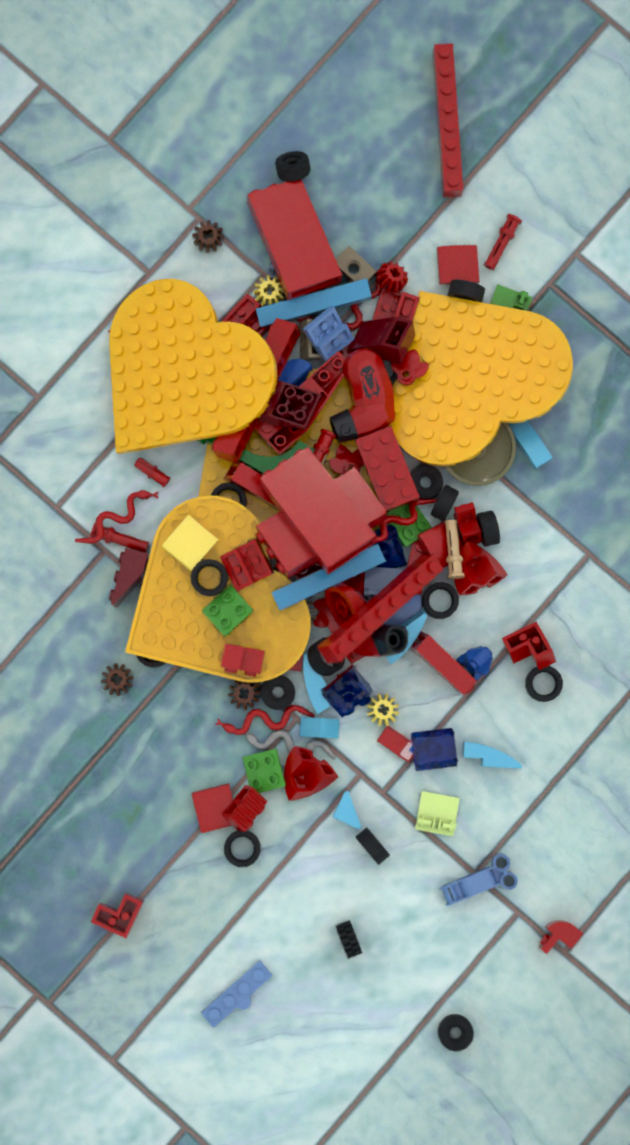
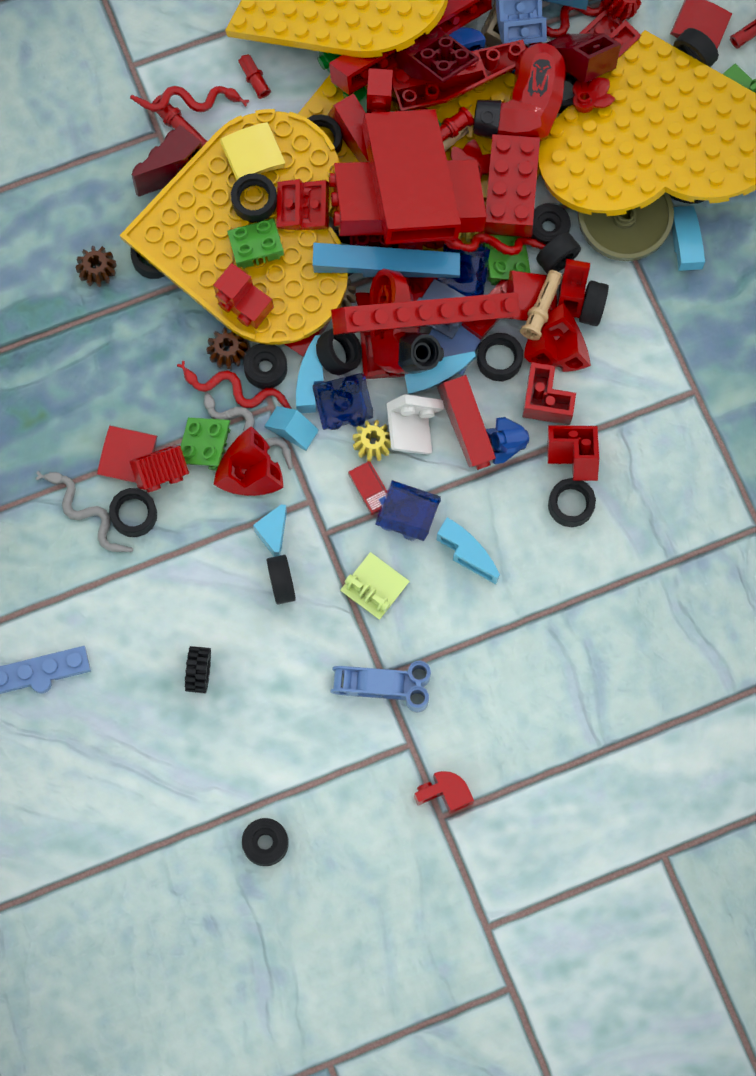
camera: 30 degrees right, 10 degrees down
(173, 850) = (57, 478): none -> light grey animal
(260, 453) = (379, 90): none -> red brick
(404, 686) = (410, 423): none -> white bracket
(485, 619) = (543, 401): none -> red brick

